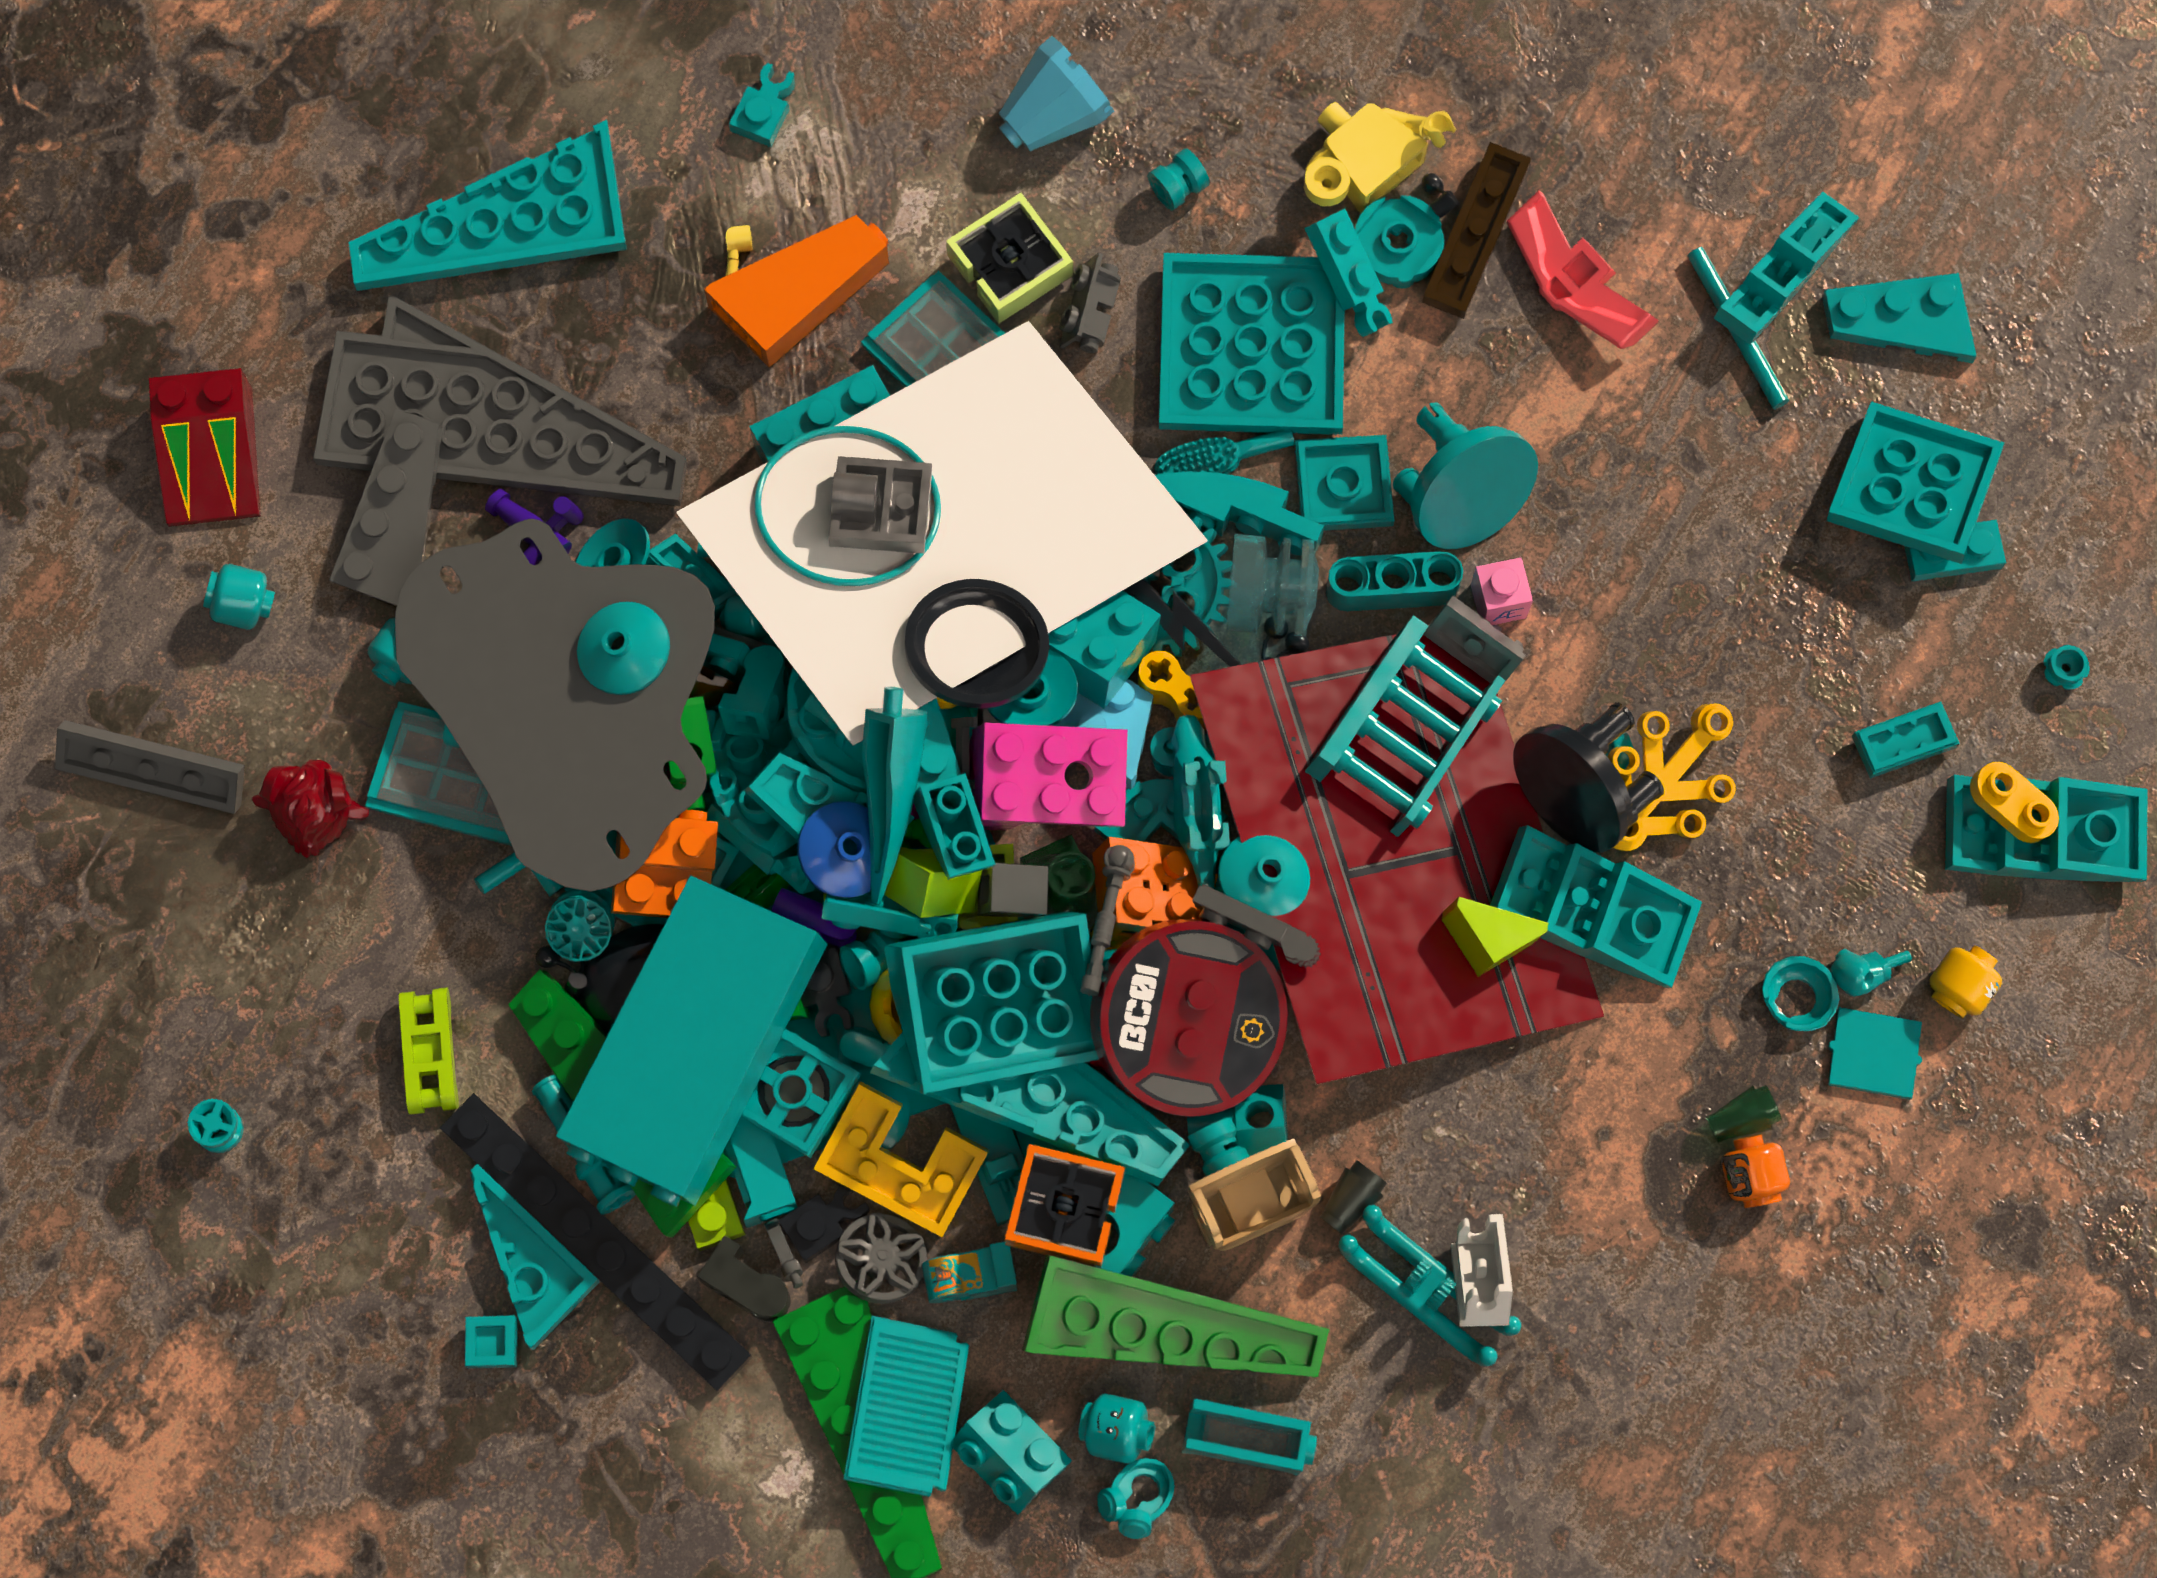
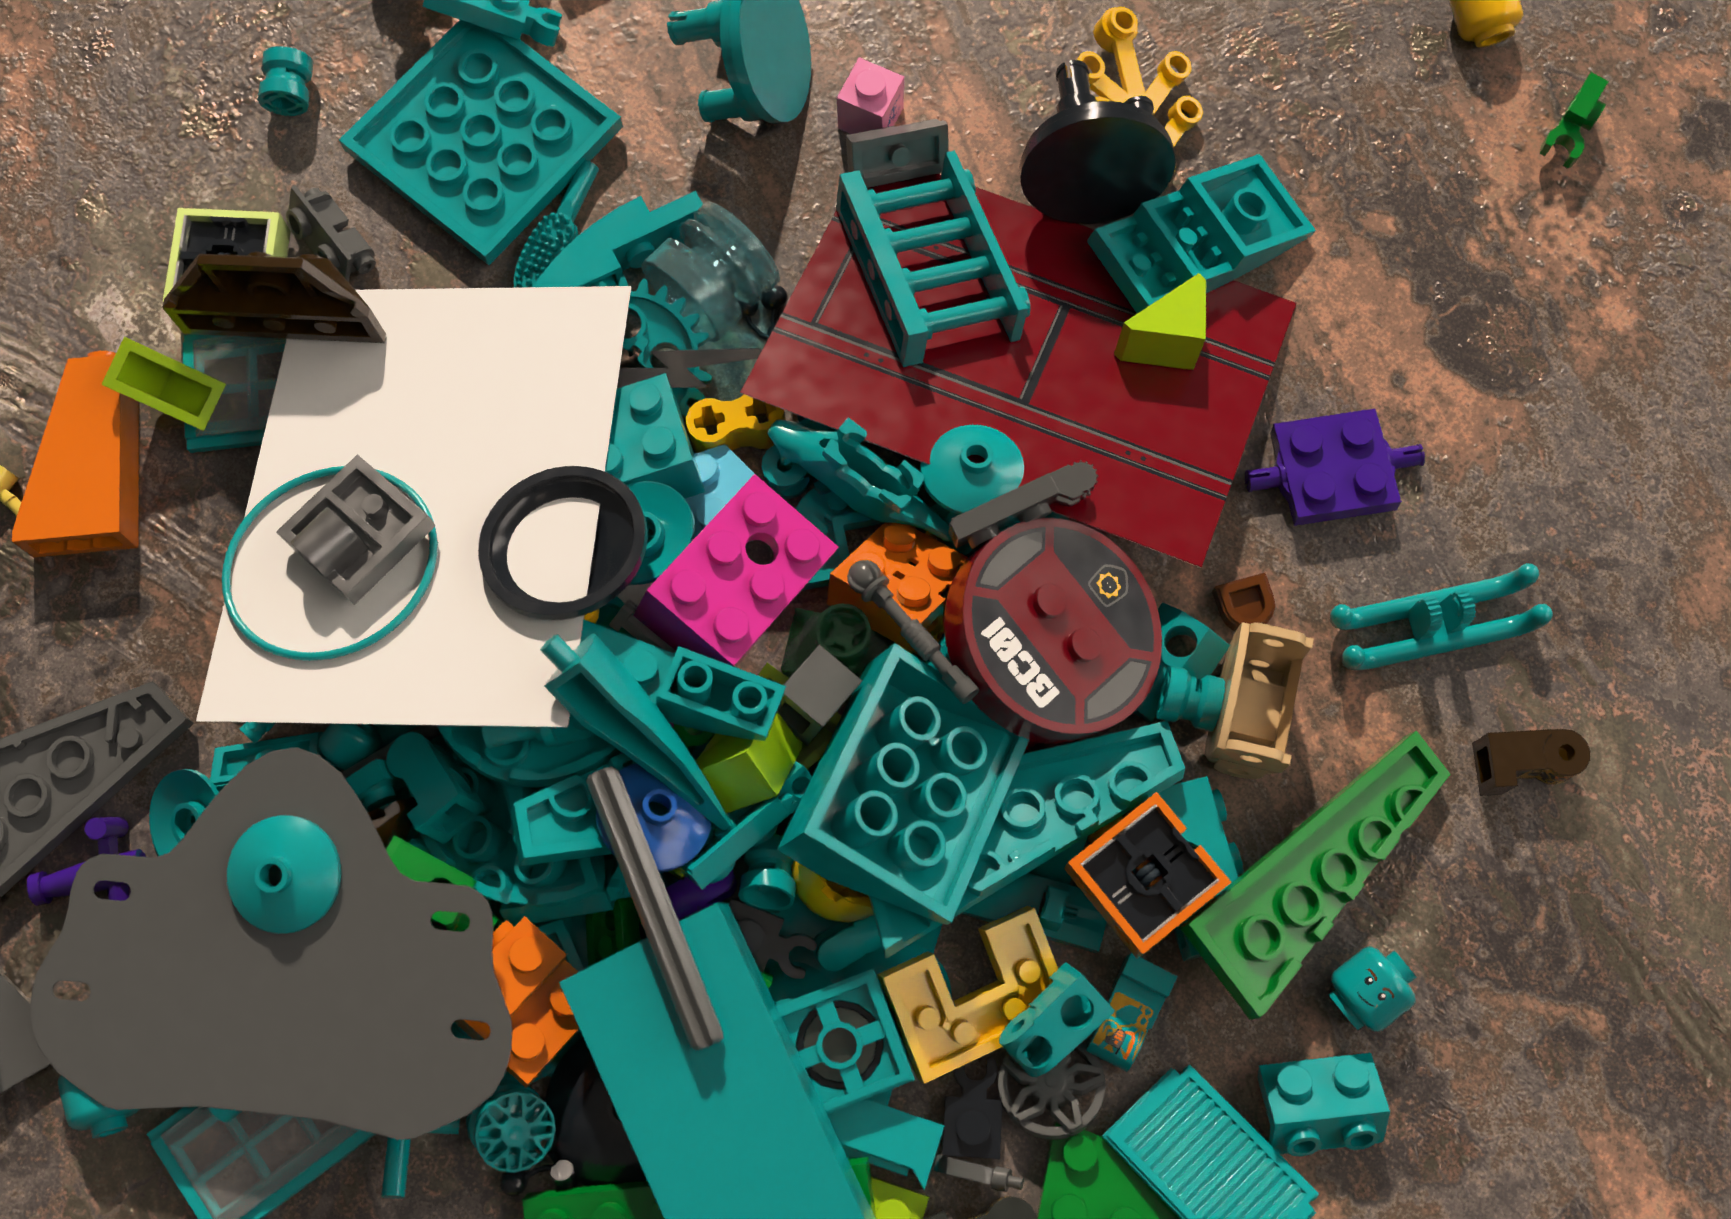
camera: 50 degrees left, 0 degrees up
(782, 894) = (655, 909): none -> dark grey axle
(818, 411) = (217, 522): teal arch -> none
(889, 292) = (163, 383): none -> lime slope
(921, 1223) = (1055, 1022): none -> teal leg
(1003, 314) = (270, 299): none -> dark brown wedge
(1052, 100) = (120, 119): medium azure cone -> none
(1136, 1522) = (1434, 1043): teal piece -> none
(1248, 1437) = (1464, 878): teal window -> none
(1334, 1145) = (1245, 601): none -> reddish brown tile
(1345, 482) = (665, 153): teal tile -> none
(1351, 1195) = (1308, 612): pearl dark grey cone -> none
(1387, 1434) = (1539, 754): none -> dark brown leg
(1411, 567) = (790, 157): teal beam -> none
(1482, 1274) = (1468, 557): white hinge -> none
(1491, 1134) = (1334, 467): none -> dark purple plate
(1745, 1115) = (1472, 253): clear green cone -> none
(1755, 1171) = (1530, 282): orange head -> none
(1813, 974) = (1403, 117): teal piece -> none
(1864, 973) = (1418, 78): teal piece -> none
(1874, 1053) = (1488, 123): teal piece -> none
(1934, 1113) = (1583, 113): none -> green plate

